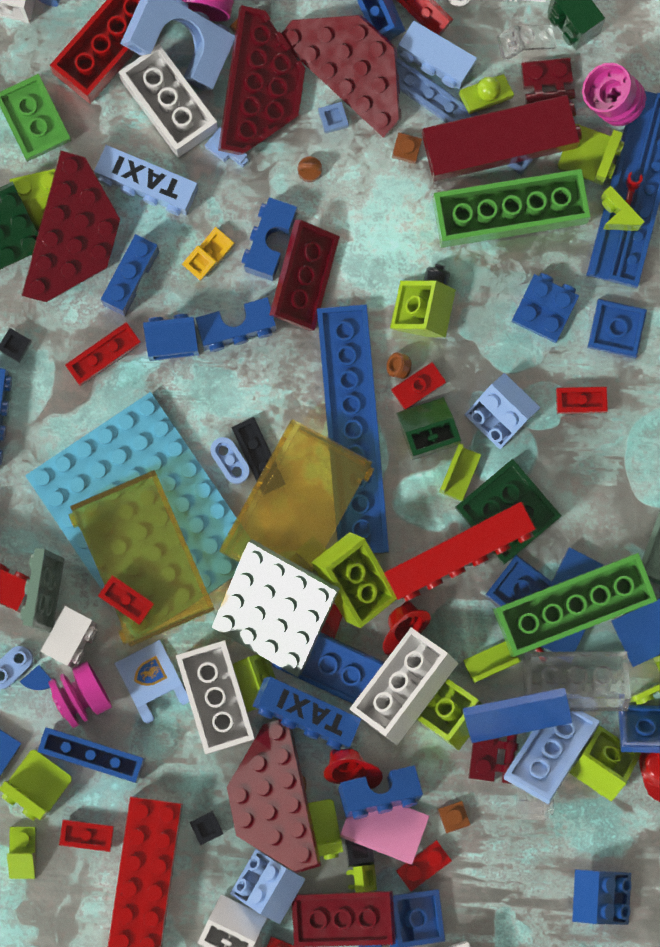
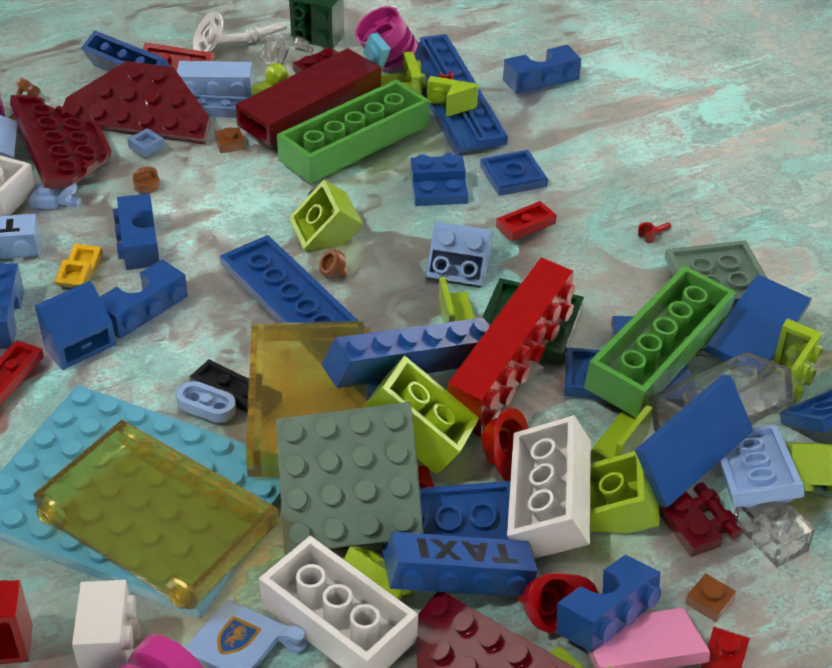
camera: 30 degrees left, 40 degrees down
(42, 590) = (40, 592): sand green plate -> none
(126, 600) = (159, 557): red plate -> none
(304, 275) = (190, 237): dark red plate -> none
(383, 519) = (372, 355): none -> blue brick
(418, 386) = (363, 274): red plate -> none
(428, 428) = (403, 291): dark green slope -> none
(585, 120) = (376, 49): none -> medium azure plate

